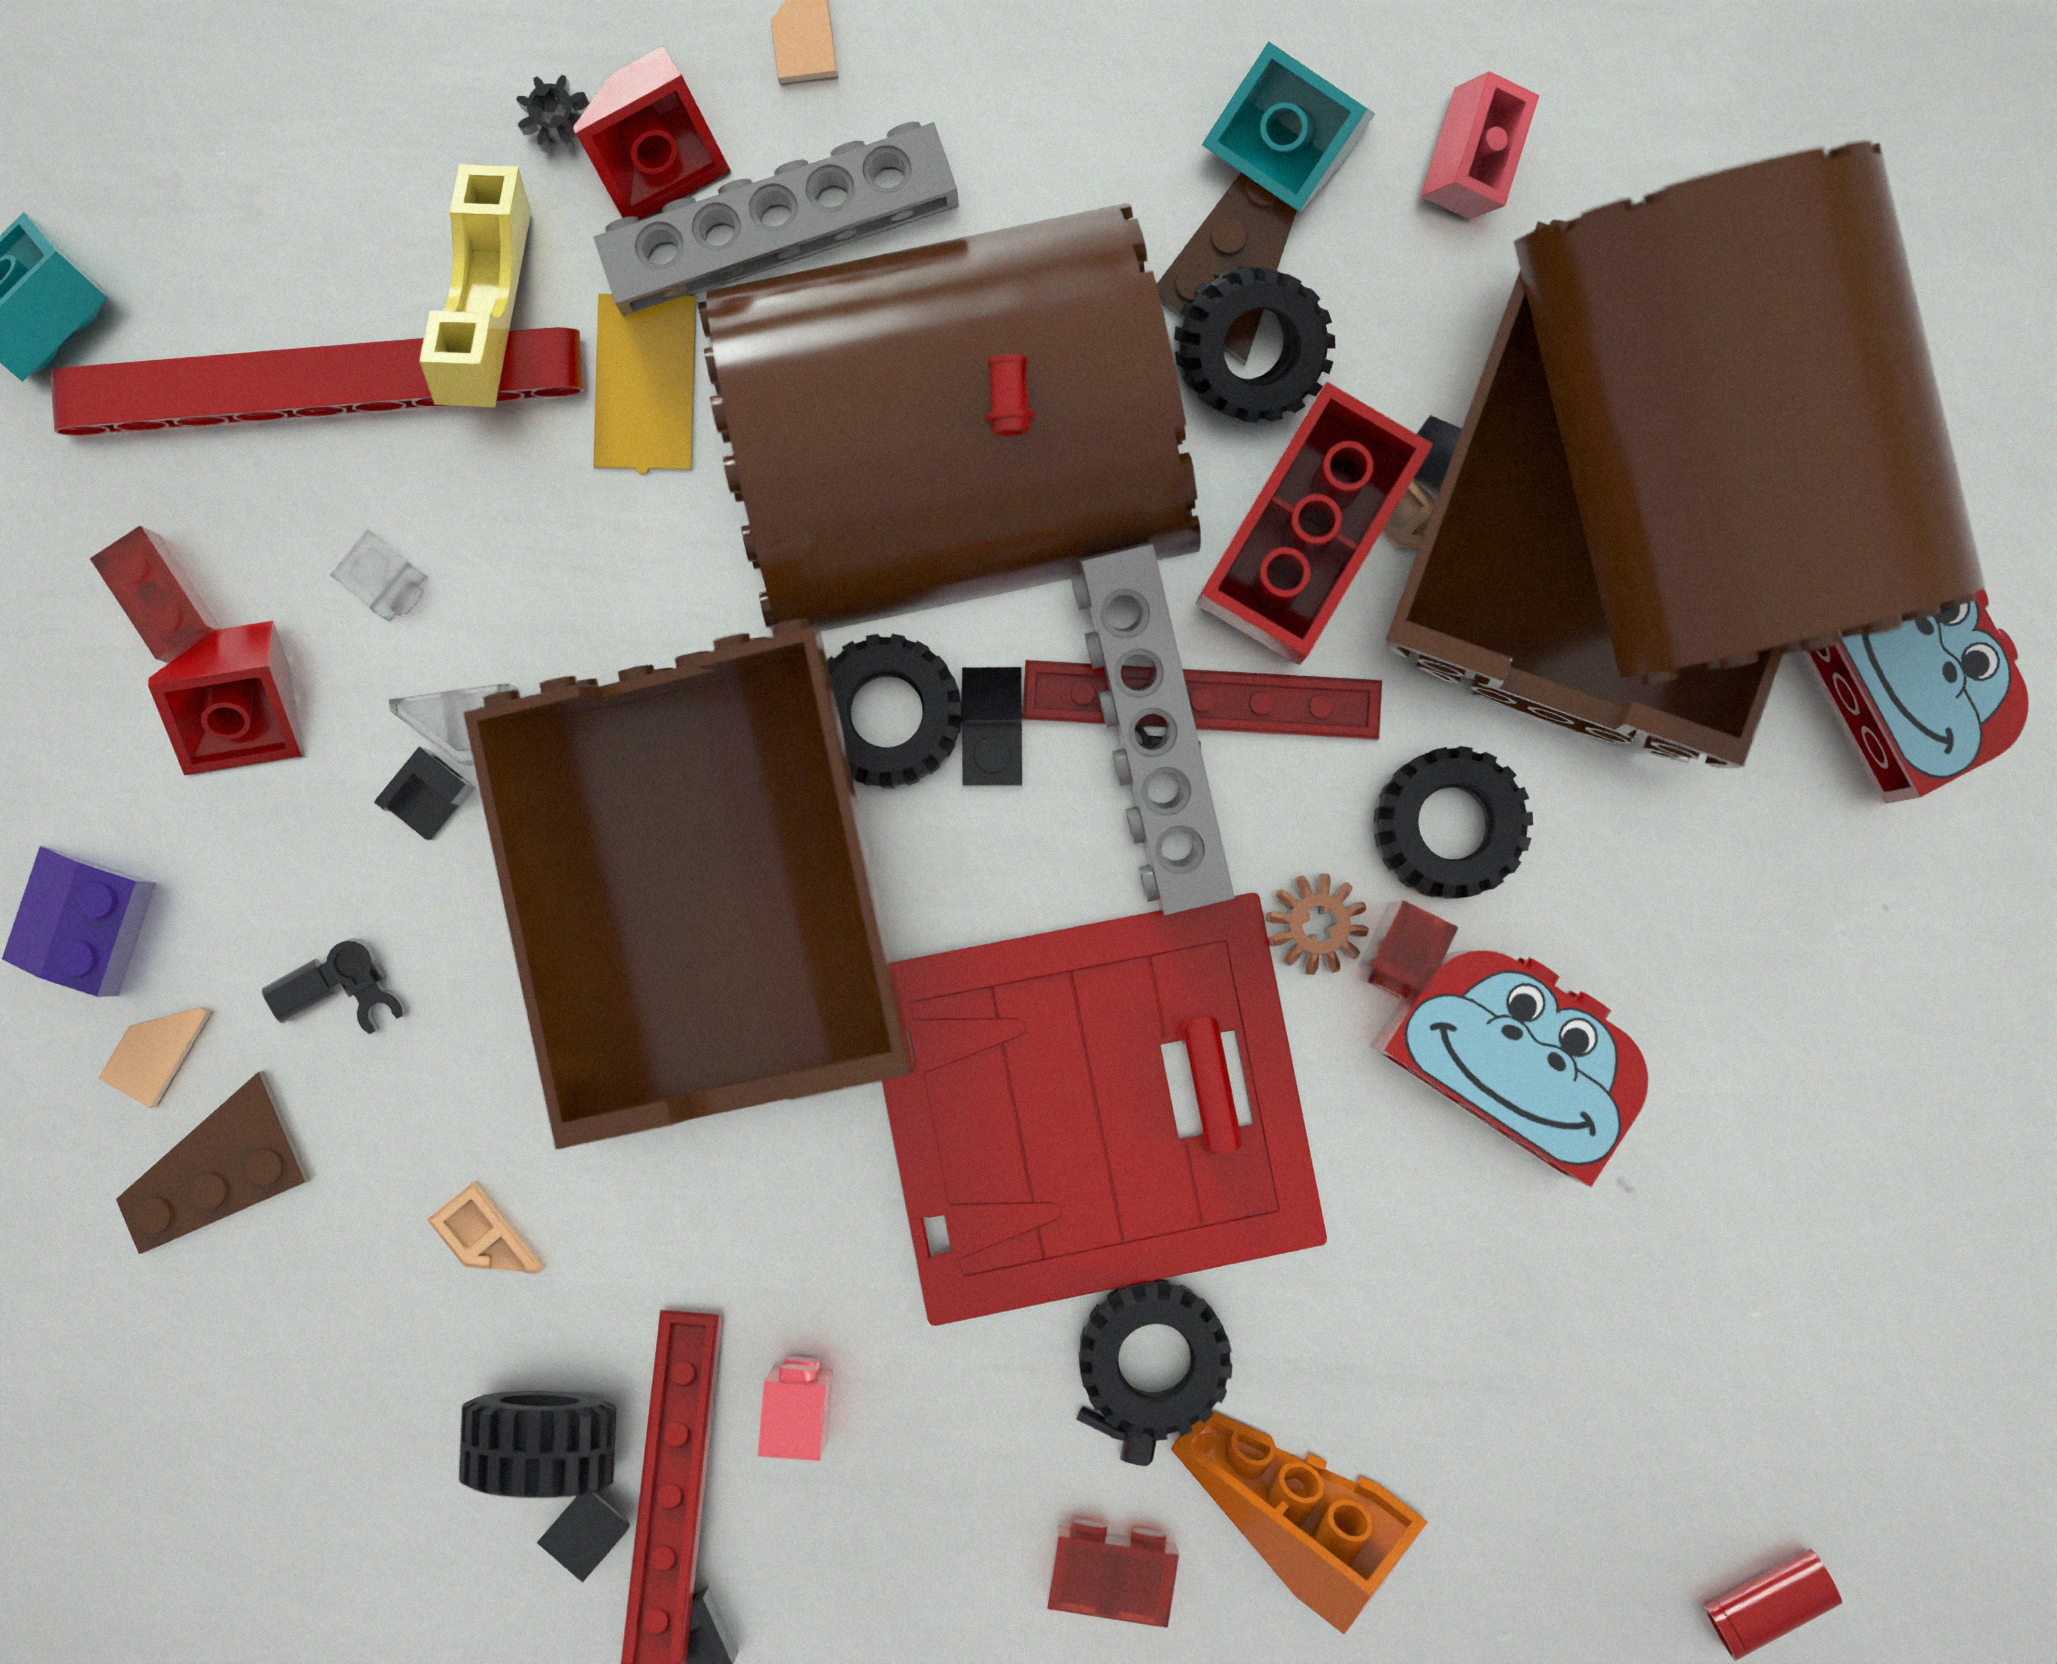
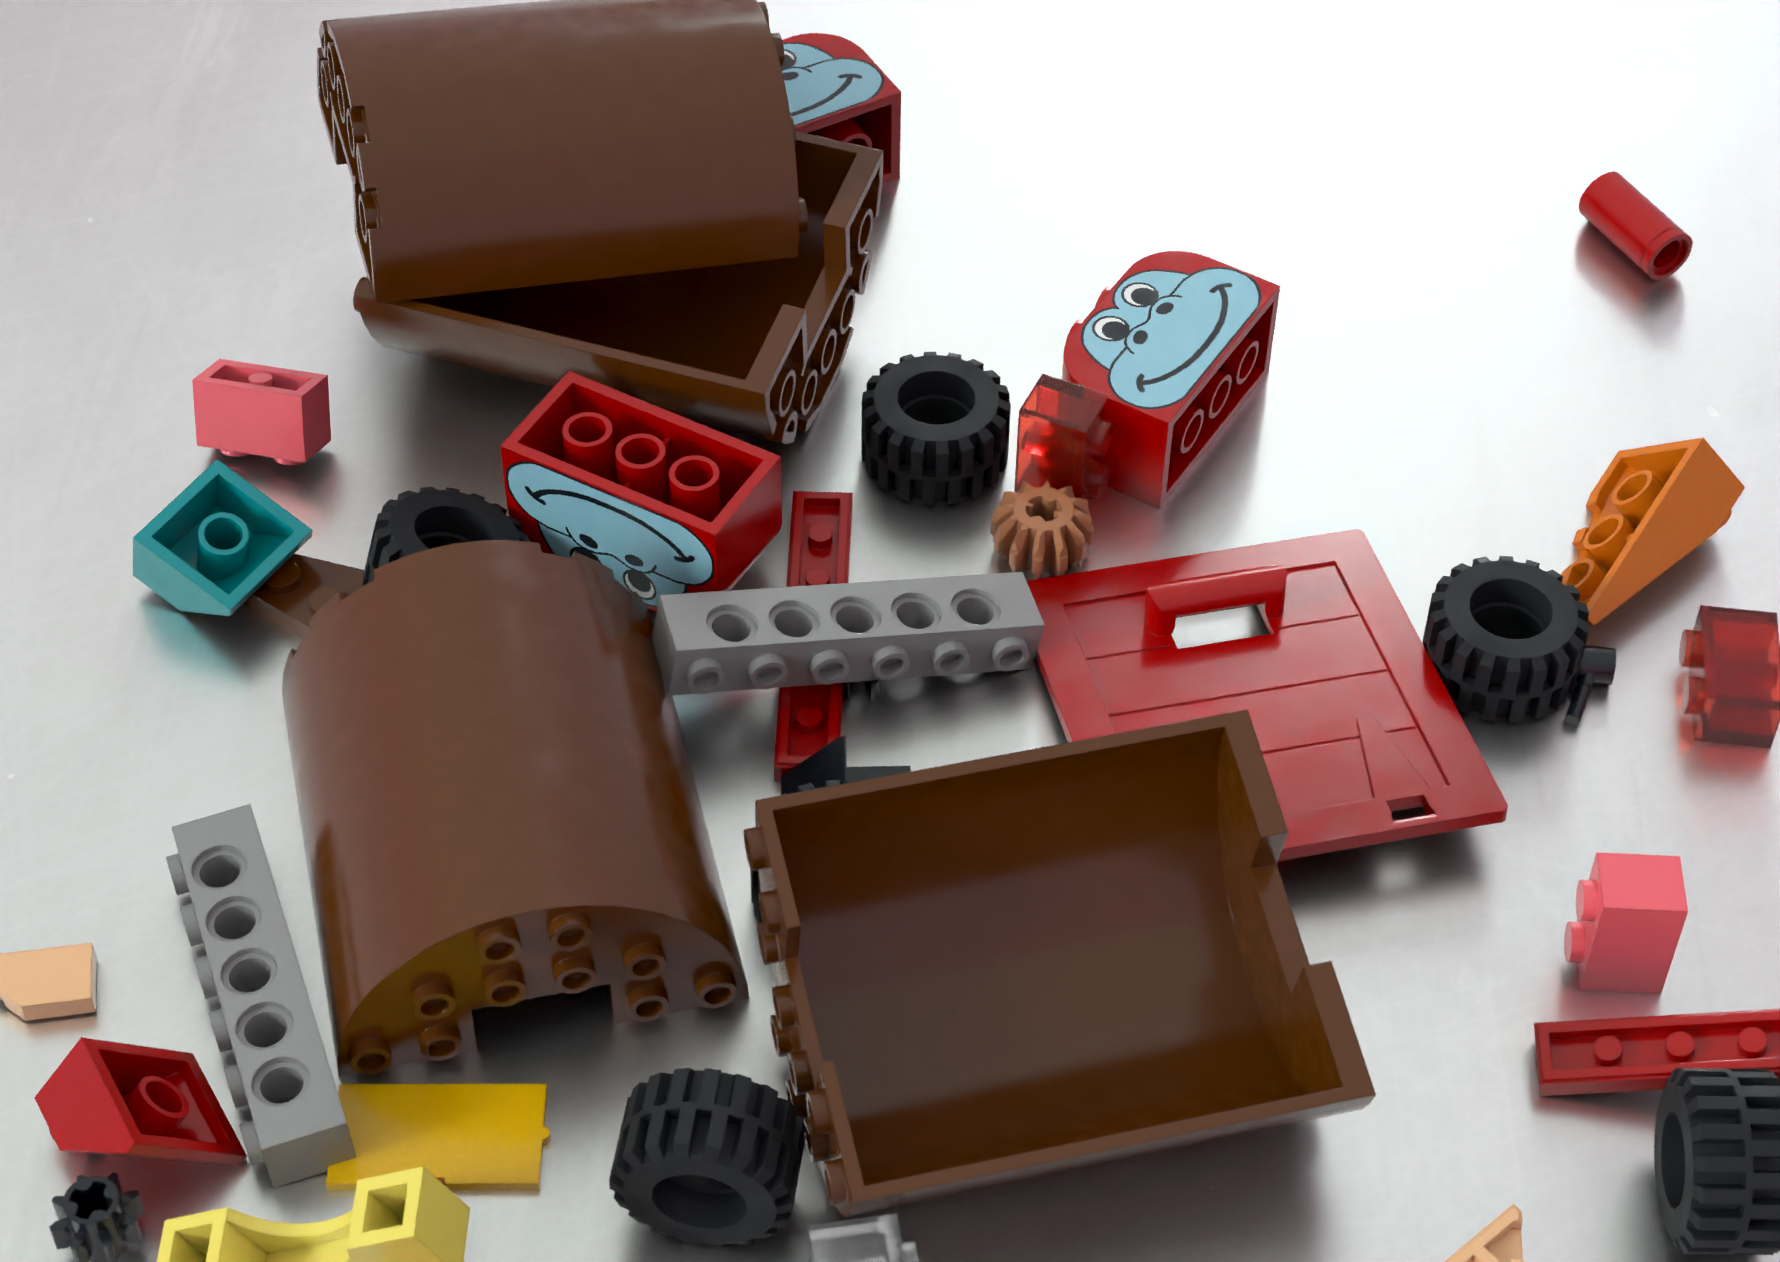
camera: 90 degrees left, 40 degrees down
(562, 599) = (708, 1157): none -> black tyre
(1009, 395) = (502, 654): red pin -> none

